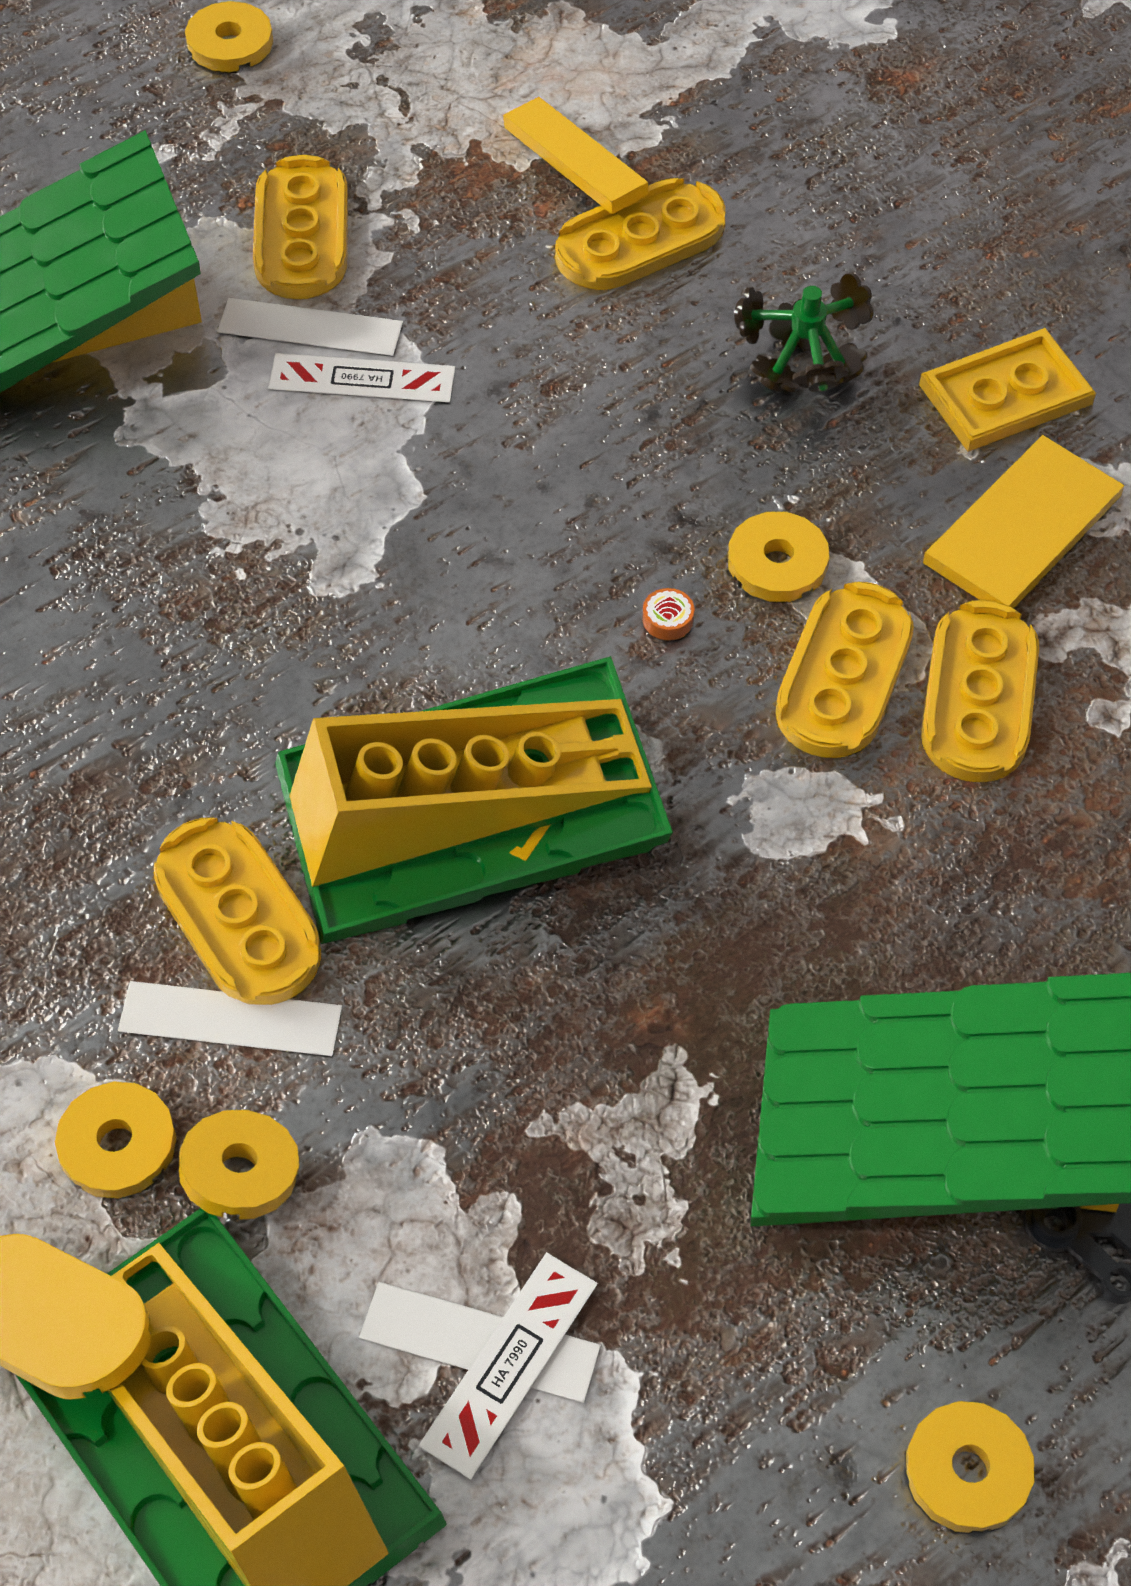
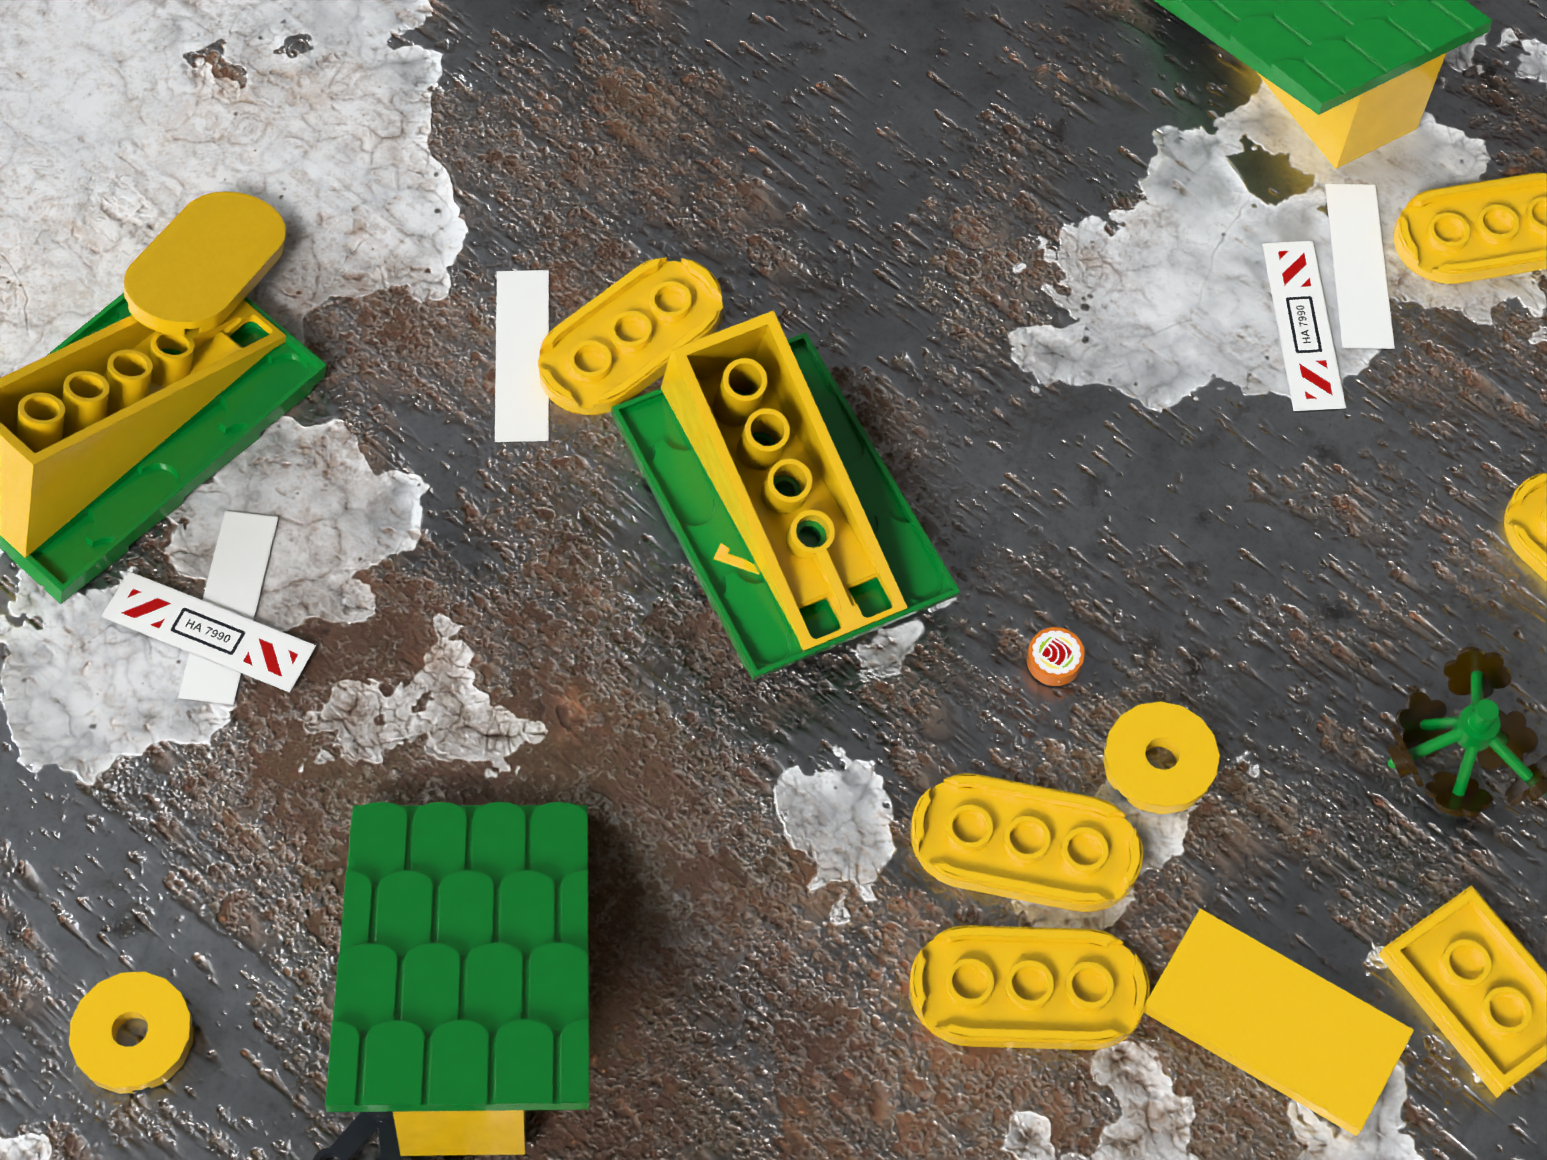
camera: 80 degrees right, 5 degrees up
(110, 1108) = (381, 264): yellow tile -> none
(245, 1136) = (370, 352): yellow tile -> none

